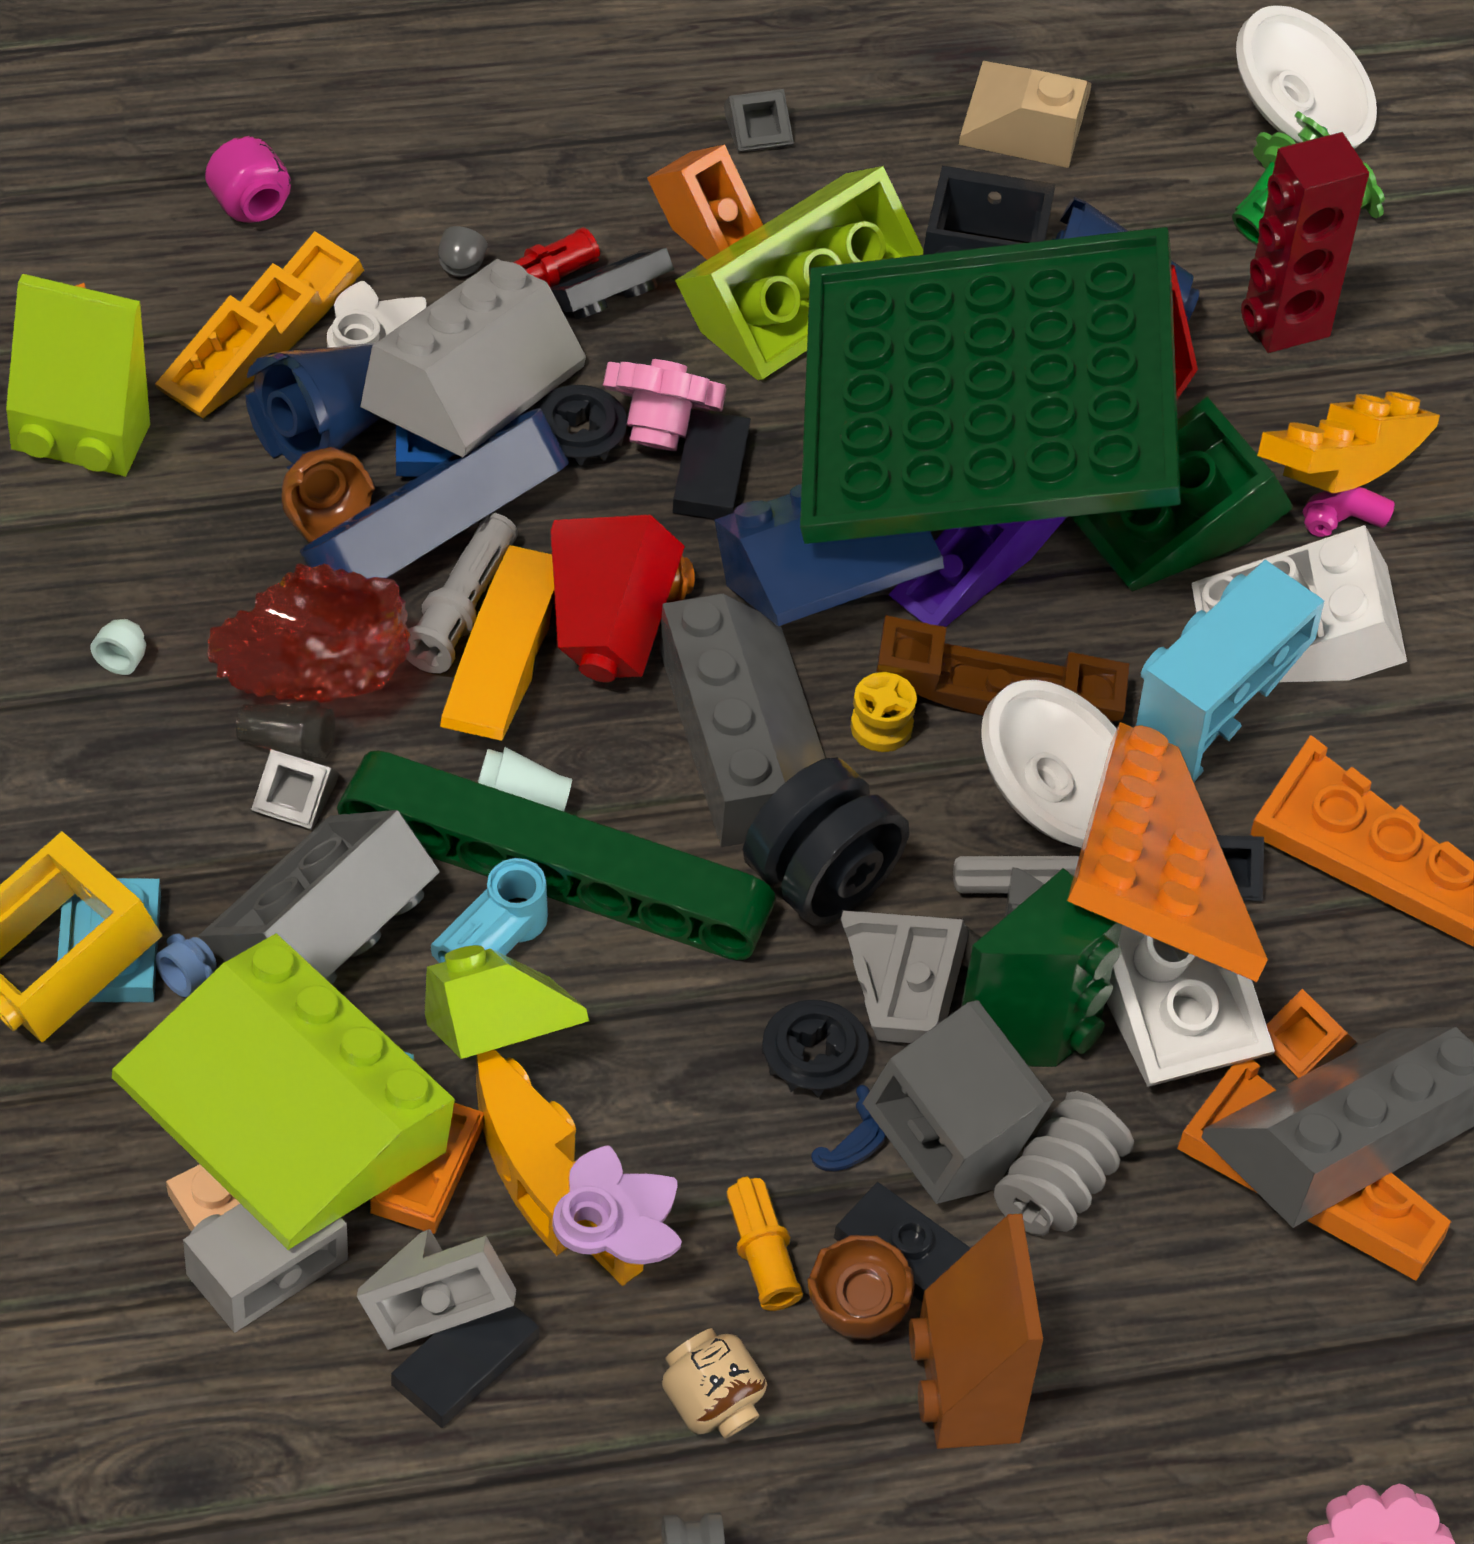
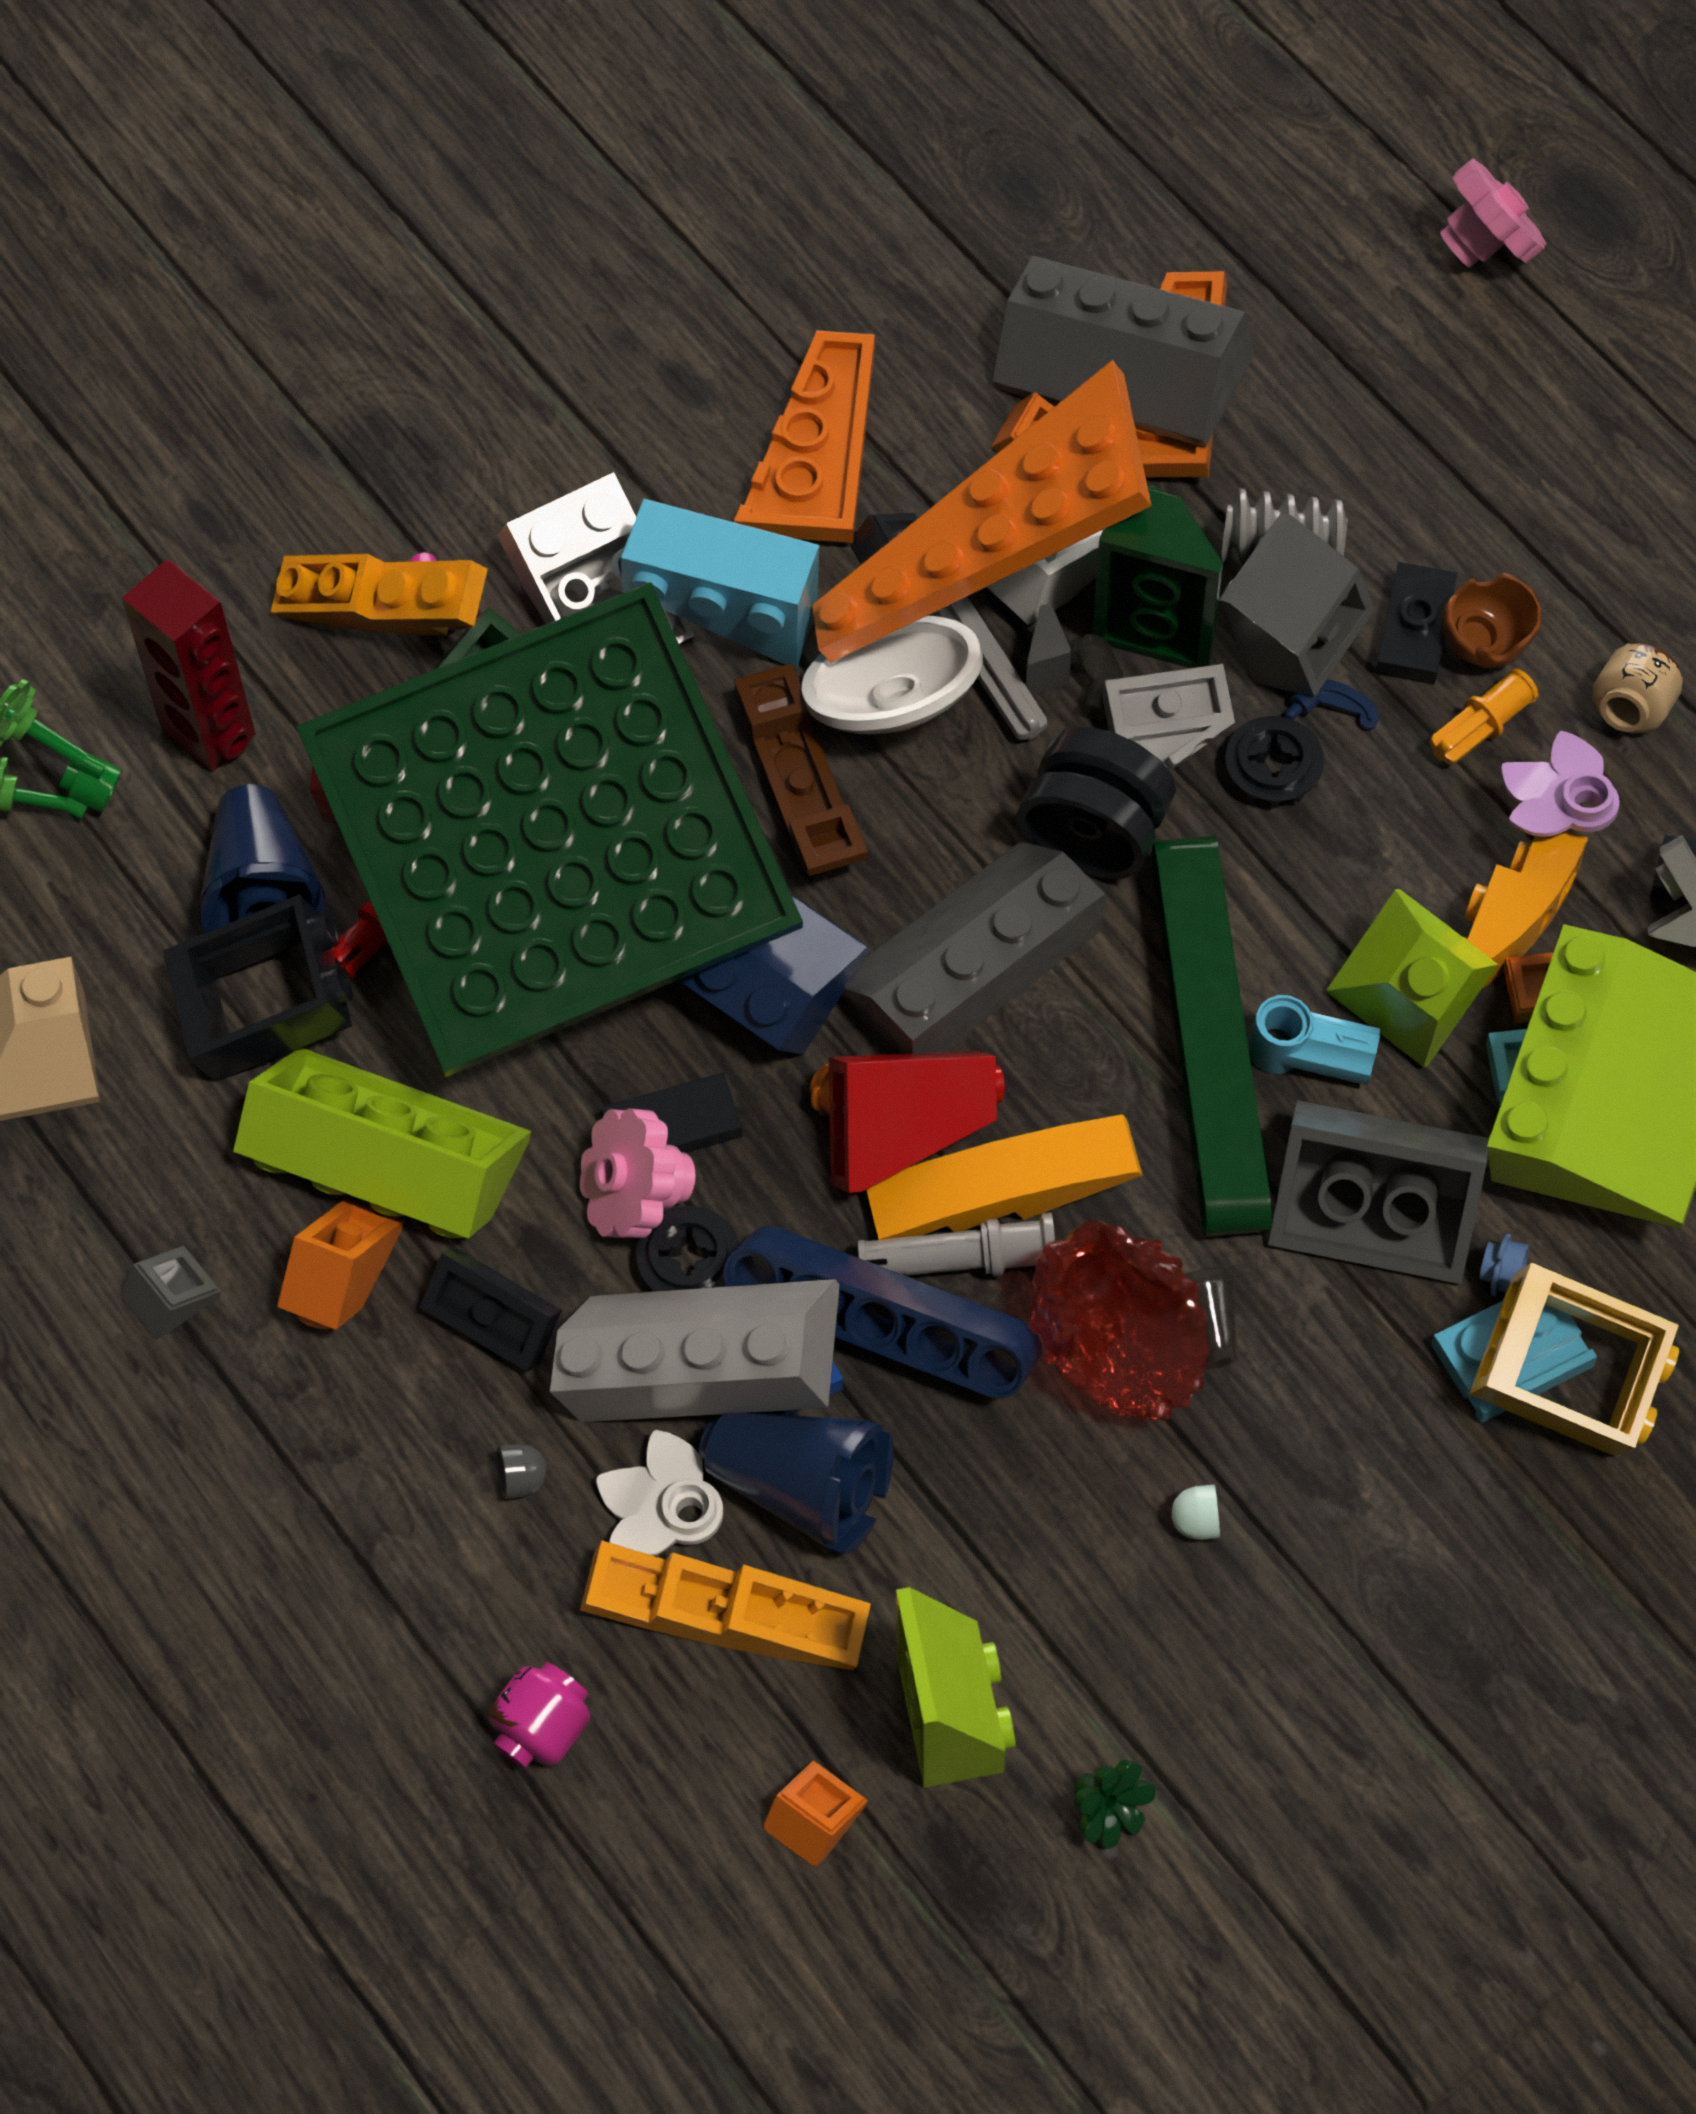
camera: 110 degrees left, 10 degrees up
(294, 789) = (1262, 1284): light grey slope -> none
(325, 491) = (927, 1413): dark orange hair -> none
(524, 778) = (1151, 1100): light aqua cone -> none
(561, 257) = (499, 1382): red pin -> none
(872, 699) = (897, 836): yellow wheel -> none
(980, 1342) = (1507, 495): dark orange slope -> none

